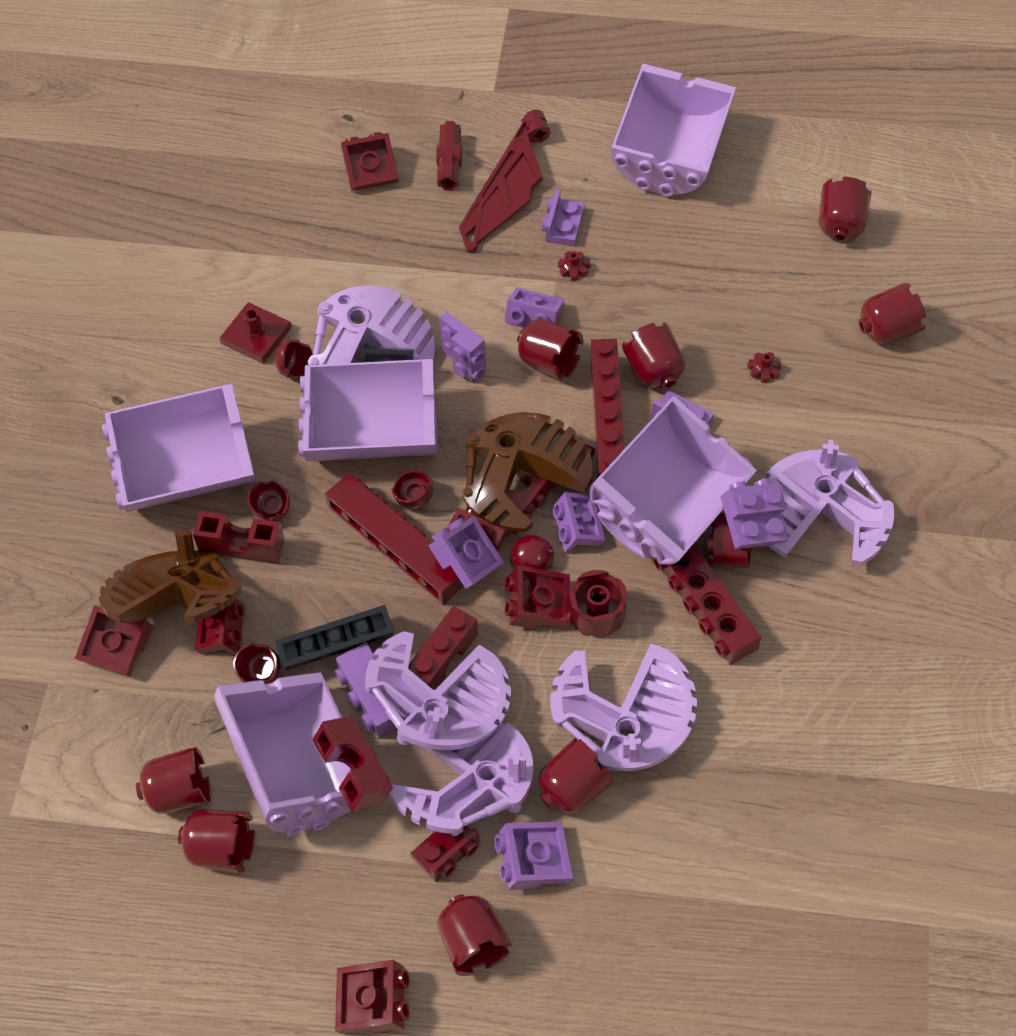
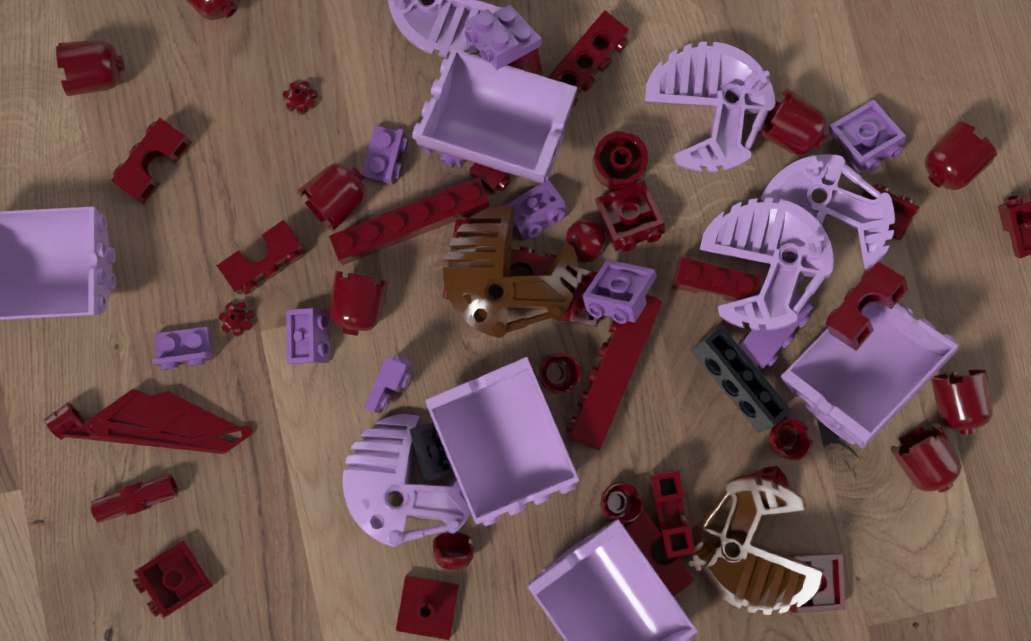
camera: 115 degrees left, 25 degrees up
(230, 502) = (672, 572): none -> dark red arch
(623, 310) = (282, 249): none -> dark red arch
(731, 223) = (134, 175): none -> dark red arch

